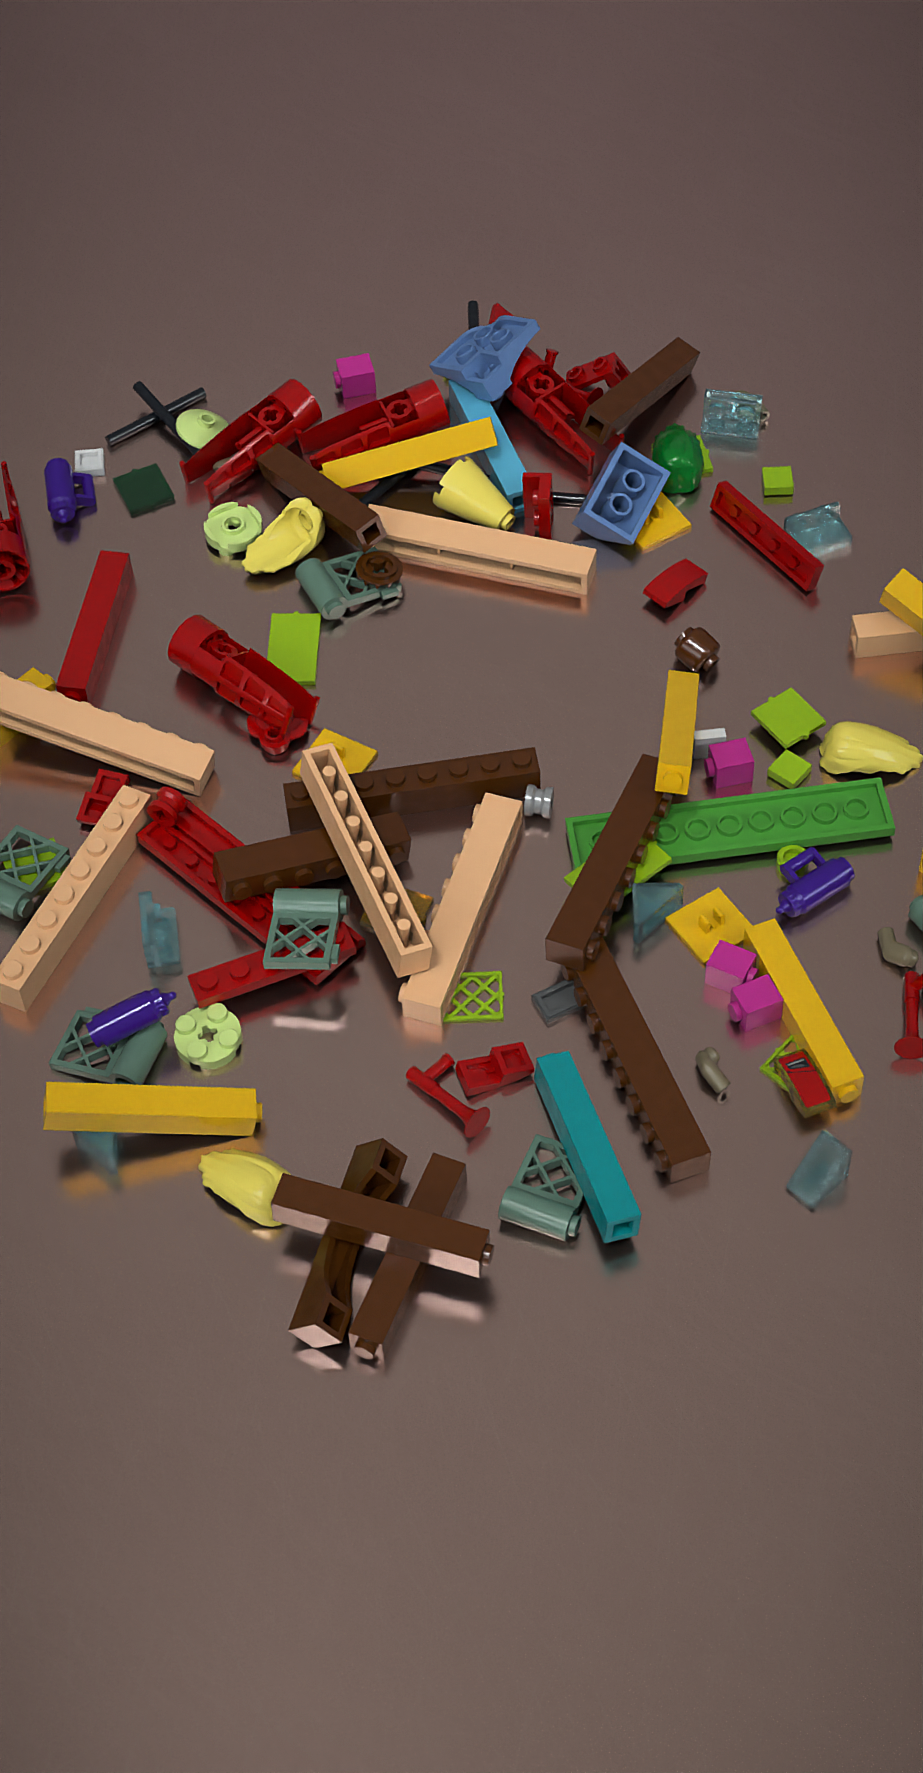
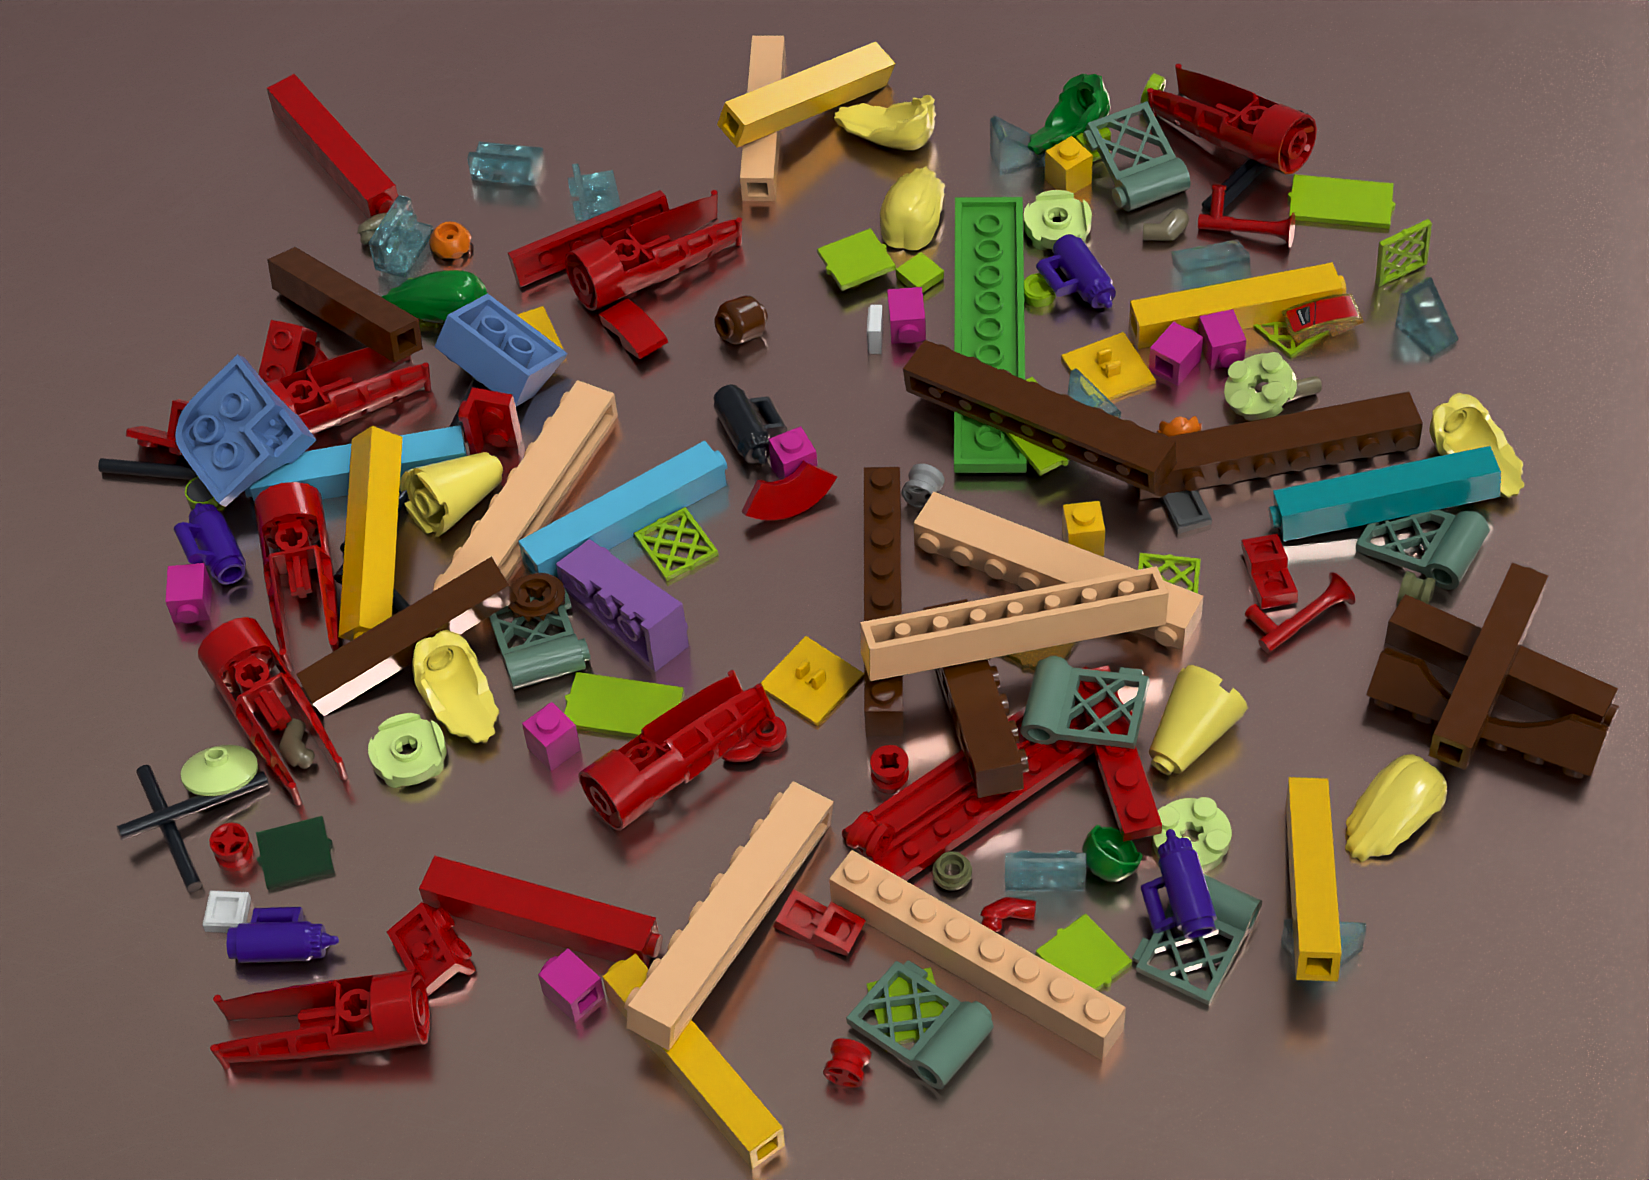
camera: 80 degrees left, 0 degrees up
(35, 652) = (571, 984): none -> dark pink brick
(63, 576) = (430, 945): none -> red bracket
(88, 976) = (1085, 953): none -> lime piece
(125, 914) = (1007, 907): none -> red arm
(138, 450) = (224, 840): none -> red wheel
(157, 869) = (952, 861): none -> olive plate
(171, 972) = (1110, 856): none -> green hair
(249, 604) = (551, 736): none -> dark pink brick
(252, 825) = (889, 779): none -> red wheel
(314, 1018) = (1193, 719): none -> light yellow cone
(379, 624) = (625, 603): none -> medium lavender wedge
(405, 376) = (211, 542): none -> dark purple piece
(469, 667) = (690, 563): none -> lime window
(476, 610) = (628, 508): none -> medium azure brick
(482, 1182) = (1417, 588): none -> olive wheel
(508, 919) = (1084, 526): none -> yellow brick
(511, 712) = (790, 495): none -> red tile
(550, 707) = (789, 451): none -> dark pink brick
(584, 669) = (743, 423): none -> black piece
(636, 980) = (1179, 426): none -> orange plate
(667, 1218) = (1466, 426): none -> light yellow hair
(677, 733) = (882, 332): yellow brick -> none
(687, 1033) = (1250, 372): none -> yellowish green plate
(746, 451) = (450, 240): none -> orange plate
(750, 570) = (648, 252): none -> red piece
(777, 480) = (503, 221): lime tile -> none
(825, 356) = (332, 146): none -> red brick
(843, 469) = (506, 163): none -> clear light blue bracket
(850, 988) = (1212, 264): none -> clear light blue bracket
(880, 877) = (1056, 203): none -> yellowish green plate
(901, 1160) = (1423, 228): none -> lime window

